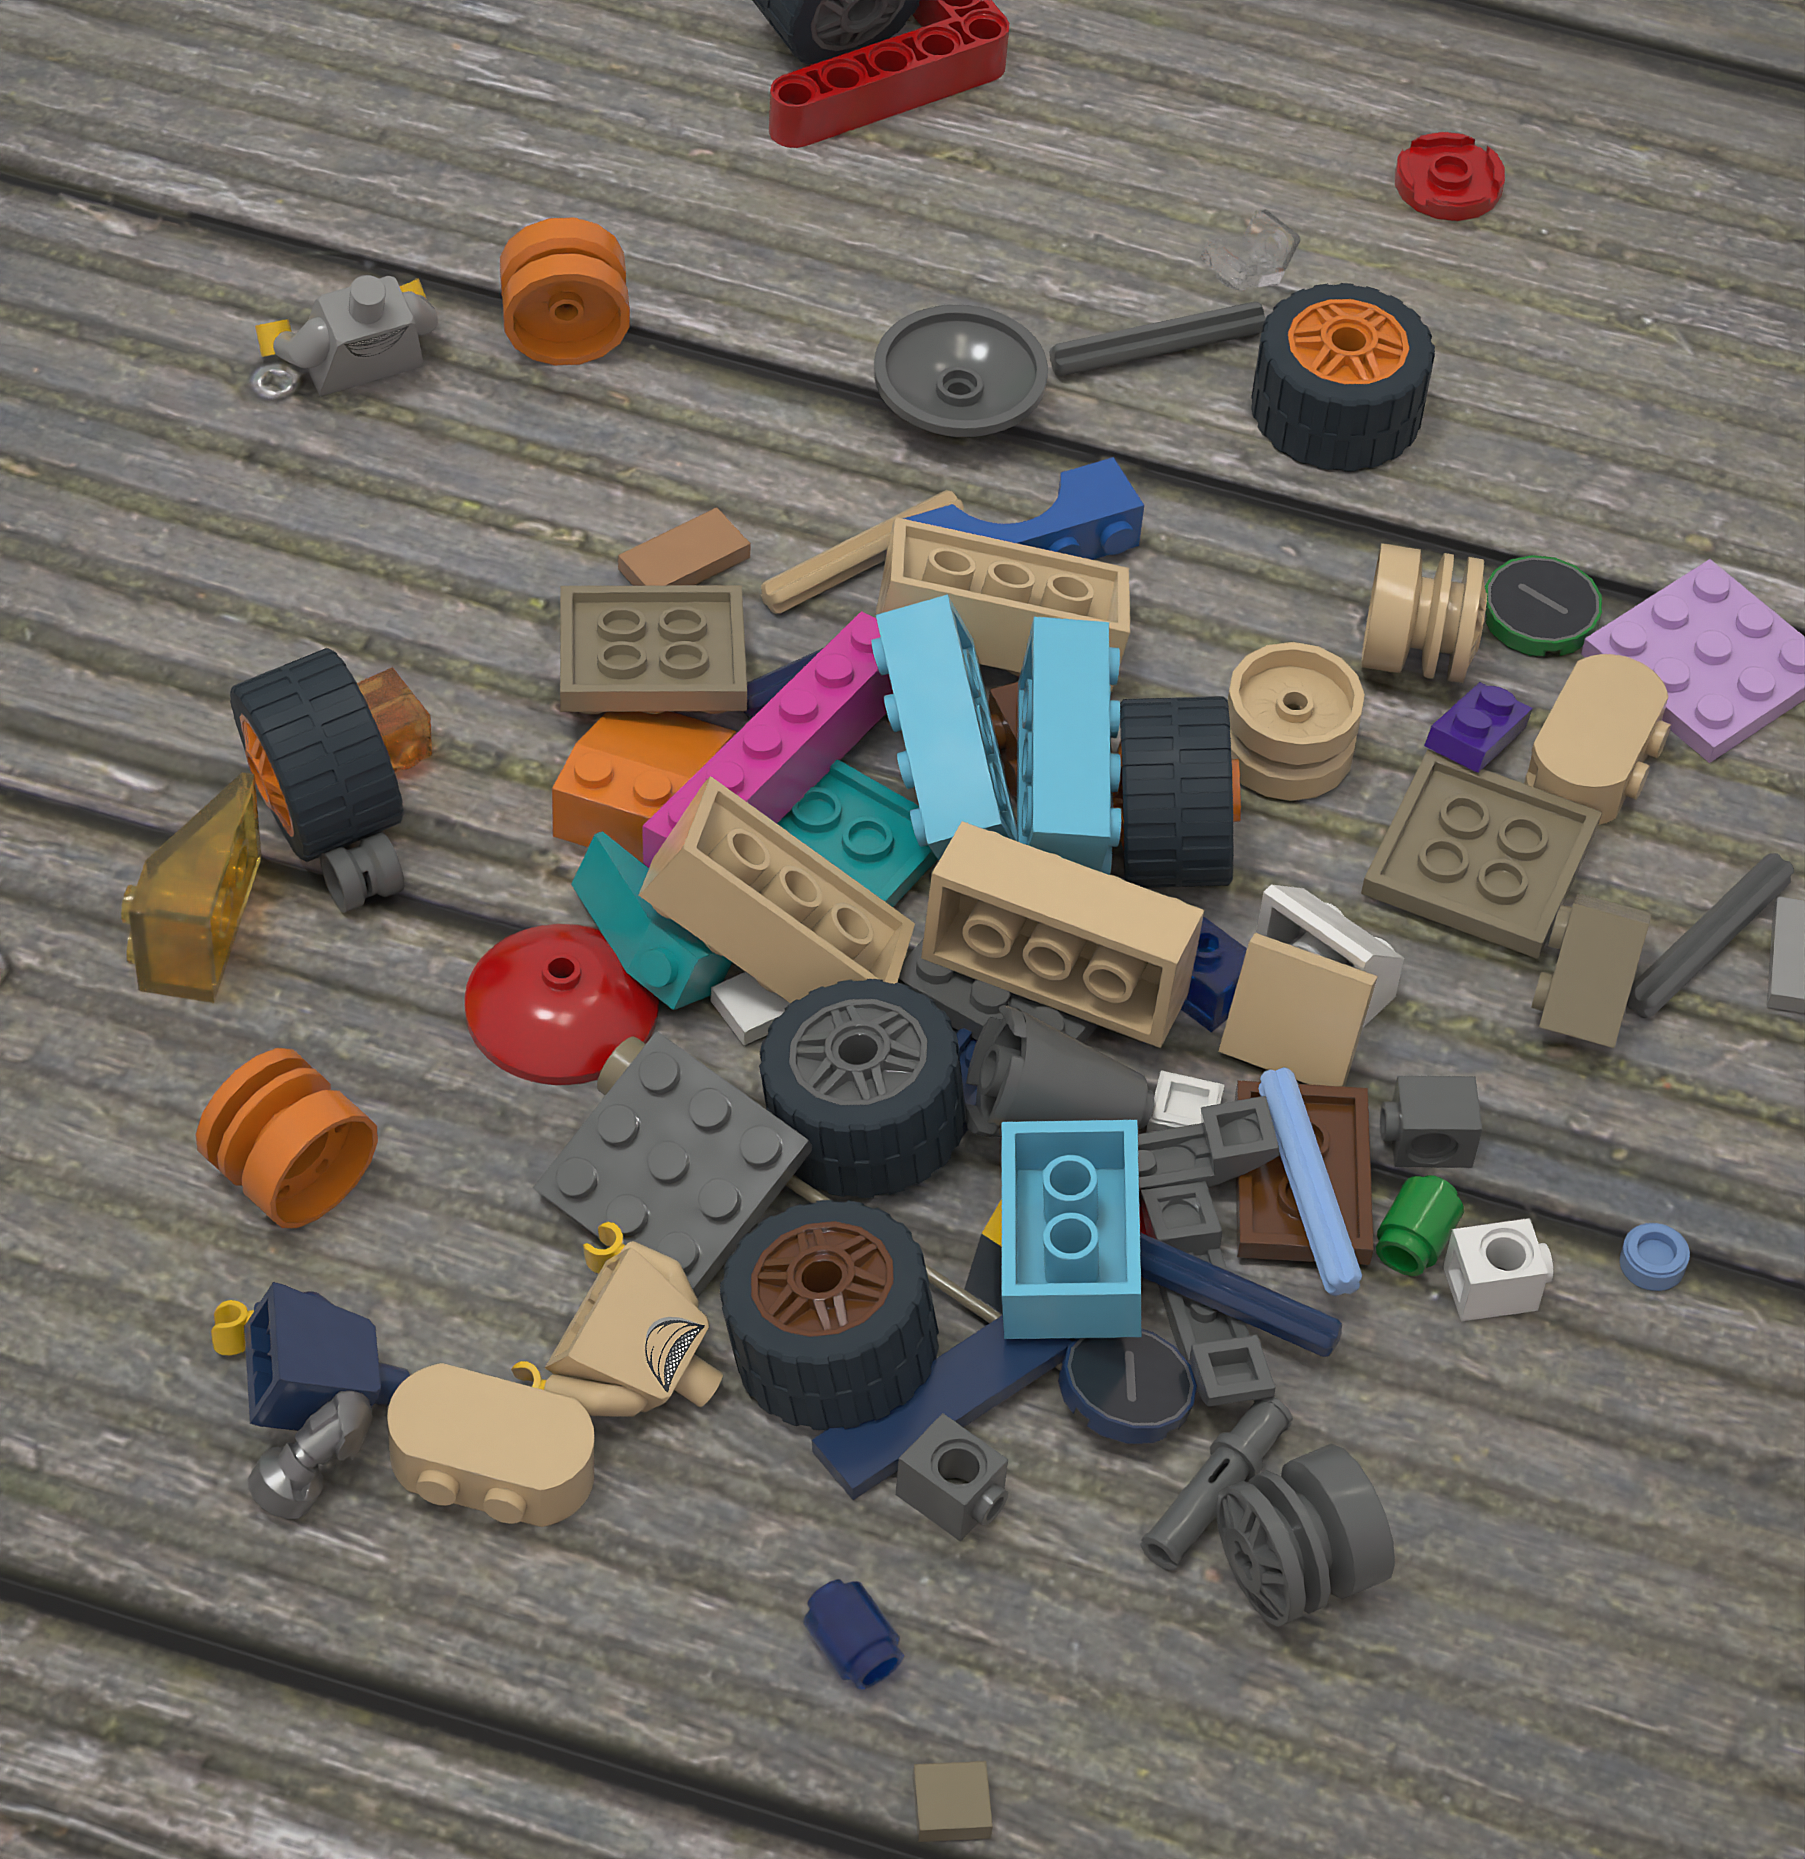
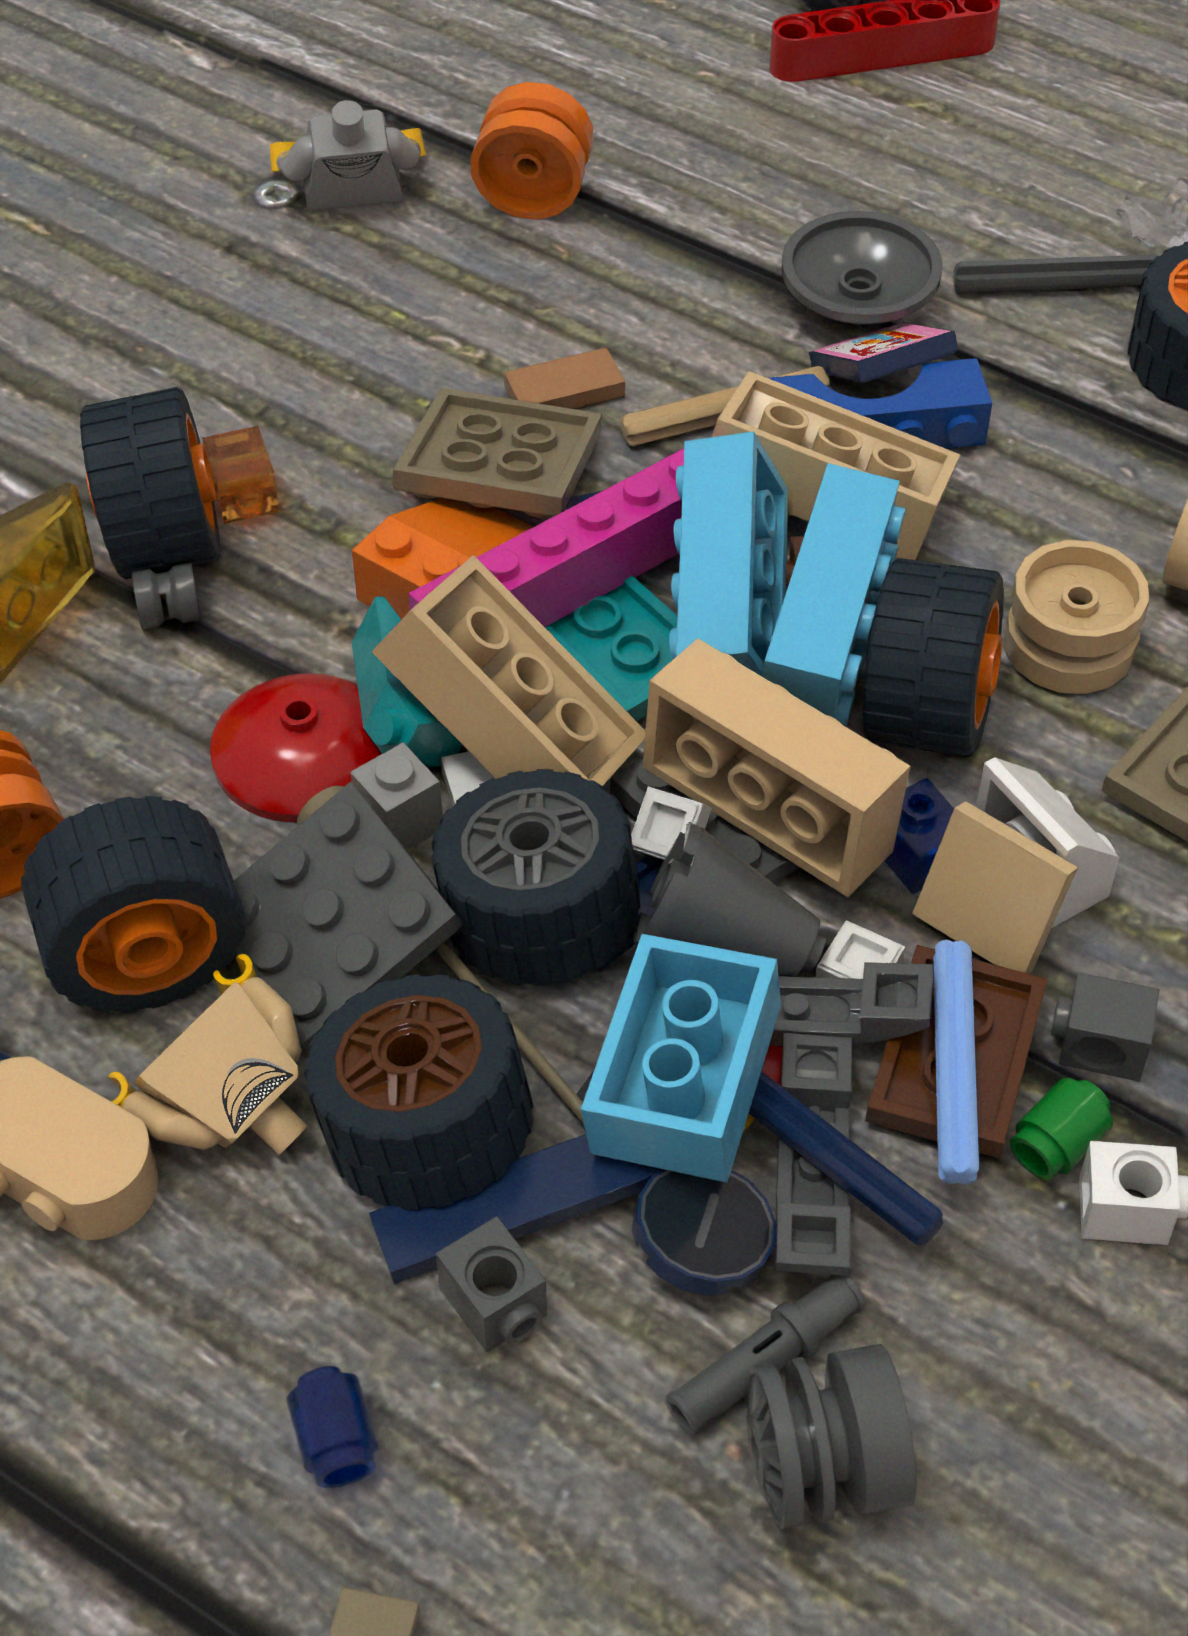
camera: 20 degrees right, 0 degrees up
(488, 1195) = (132, 904): none -> black wheel
(696, 1025) = (402, 794): none -> light grey brick
(969, 1006) = (662, 819): none -> white tile
(1012, 464) = (884, 352): none -> tile

